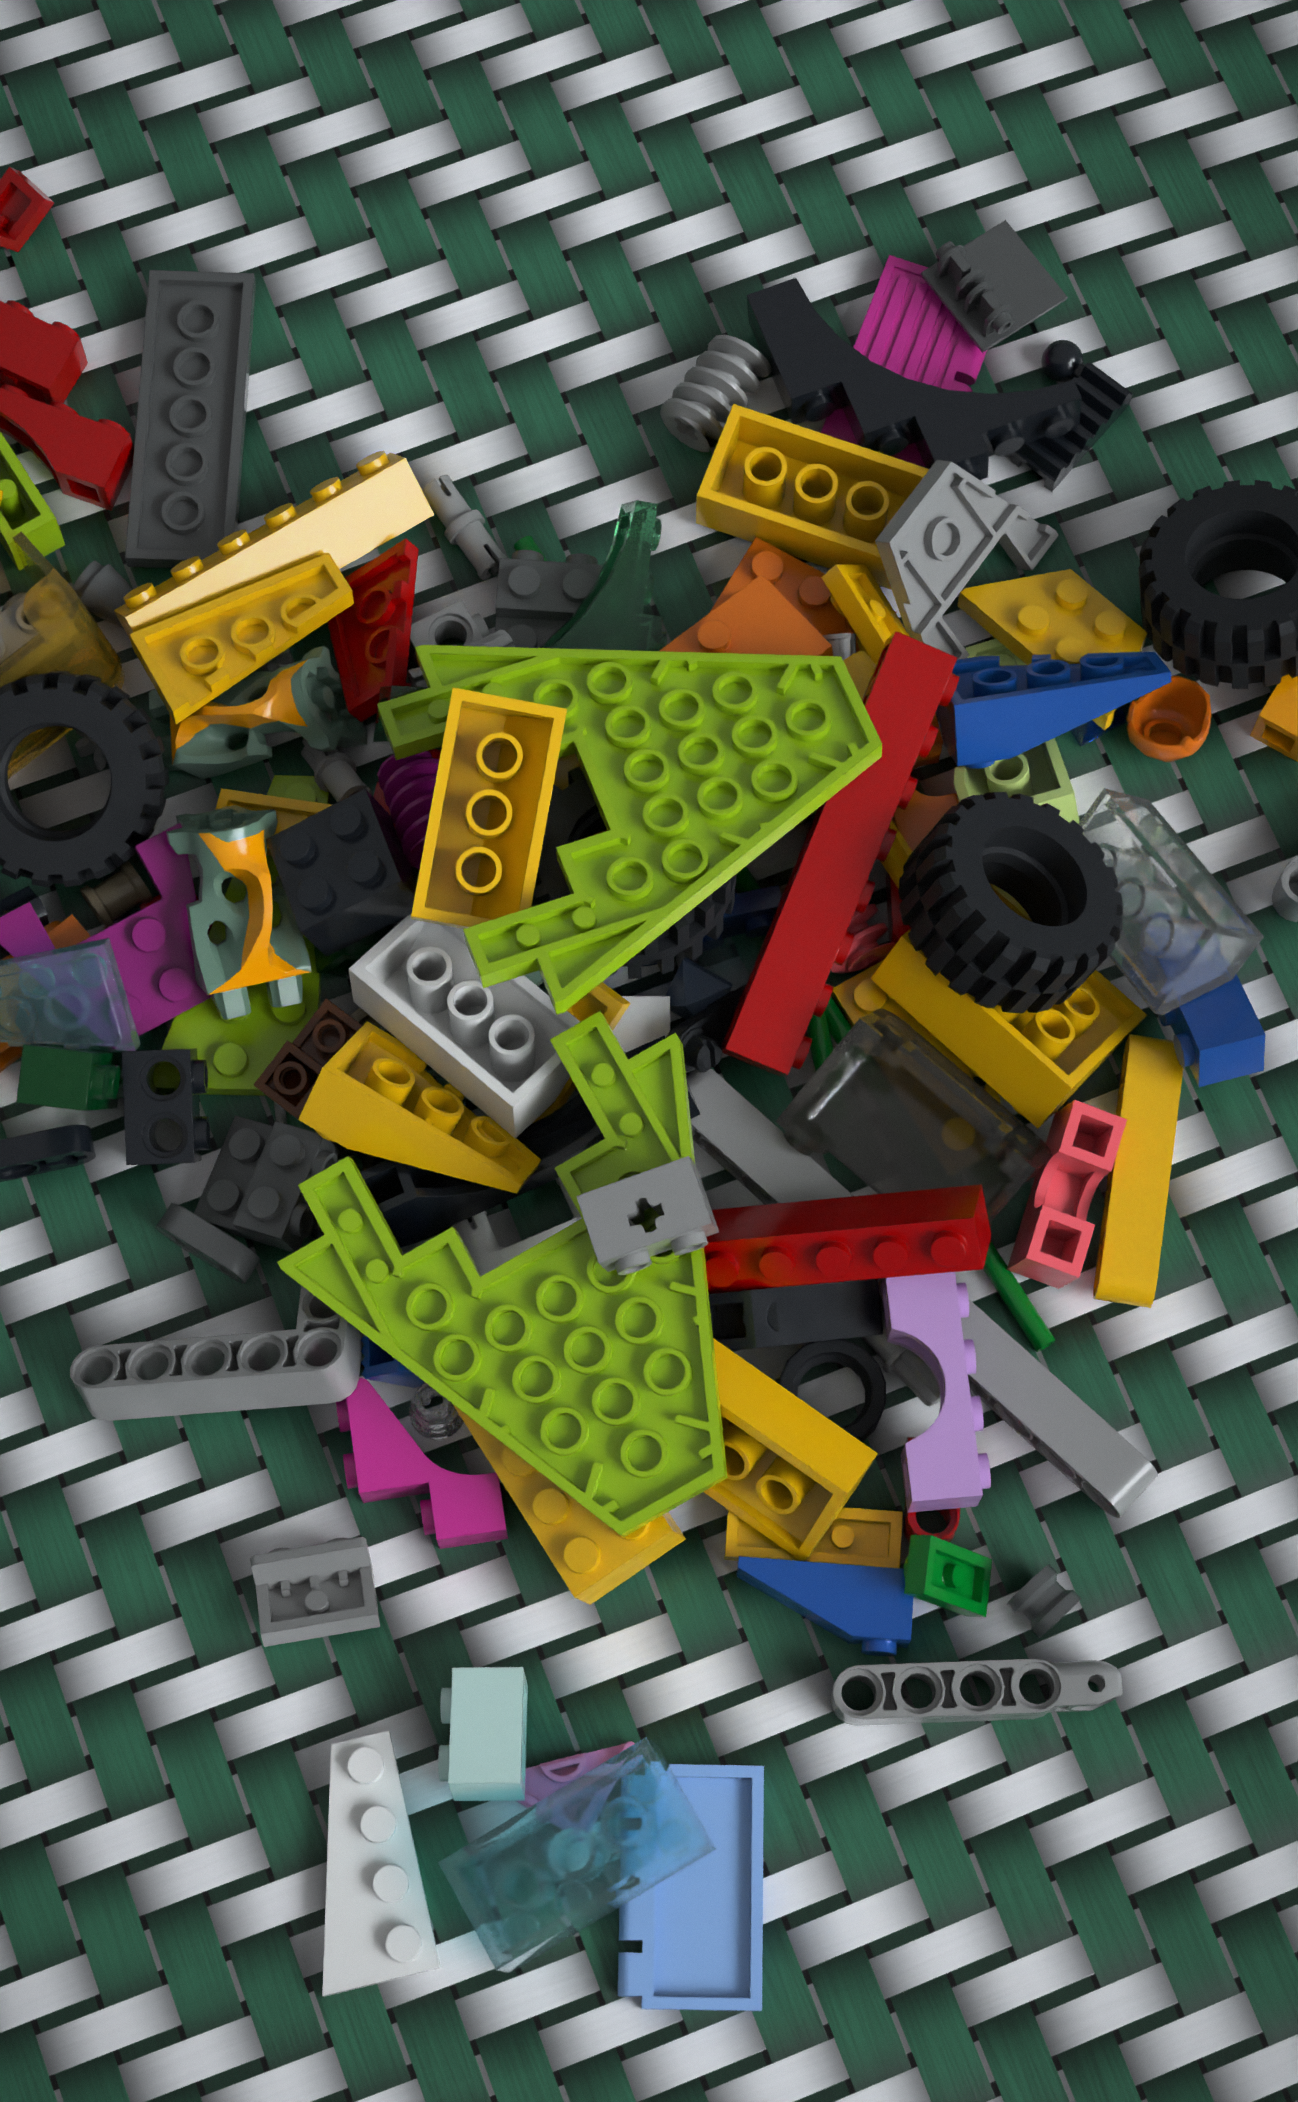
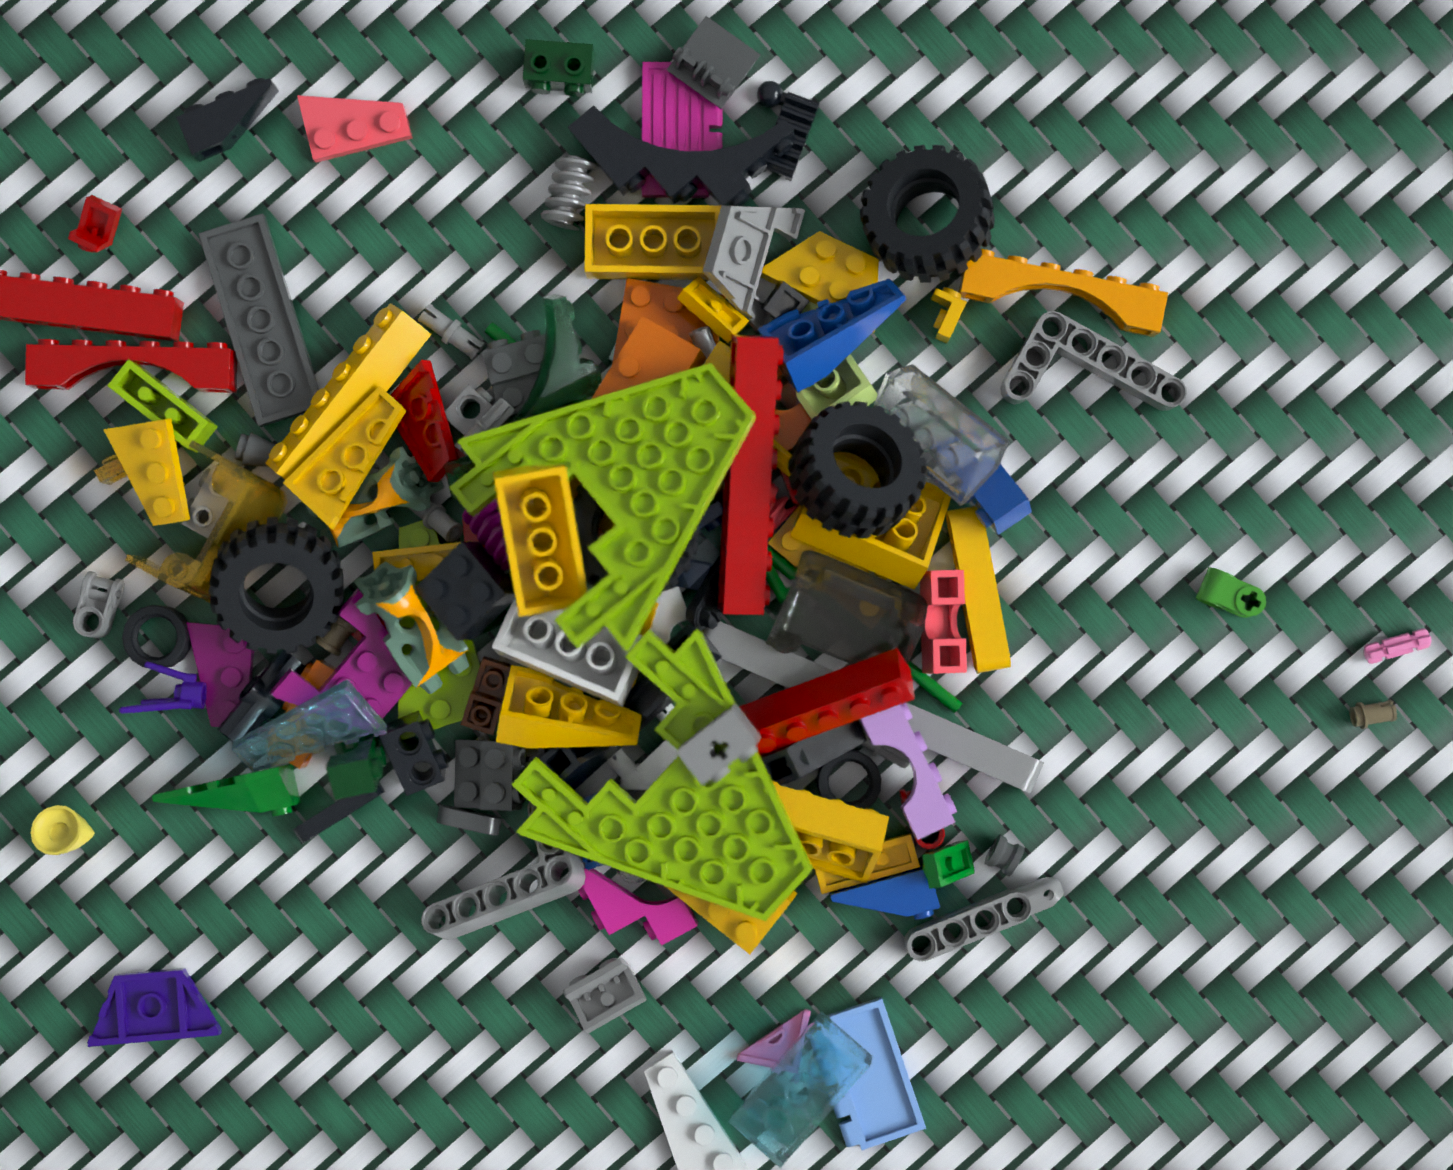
camera: 20 degrees left, 15 degrees up
(247, 137) = (222, 122): none -> black slope
(431, 206) = (350, 125): none -> coral wing
(486, 1734) = (726, 1039): light aqua brick -> none
(763, 220) = (558, 67): none -> dark green brick
(983, 638) = (783, 300): none -> black plate
(1170, 720) = (915, 313): orange hair -> none
(1230, 750) = (948, 319): none -> yellow bracket

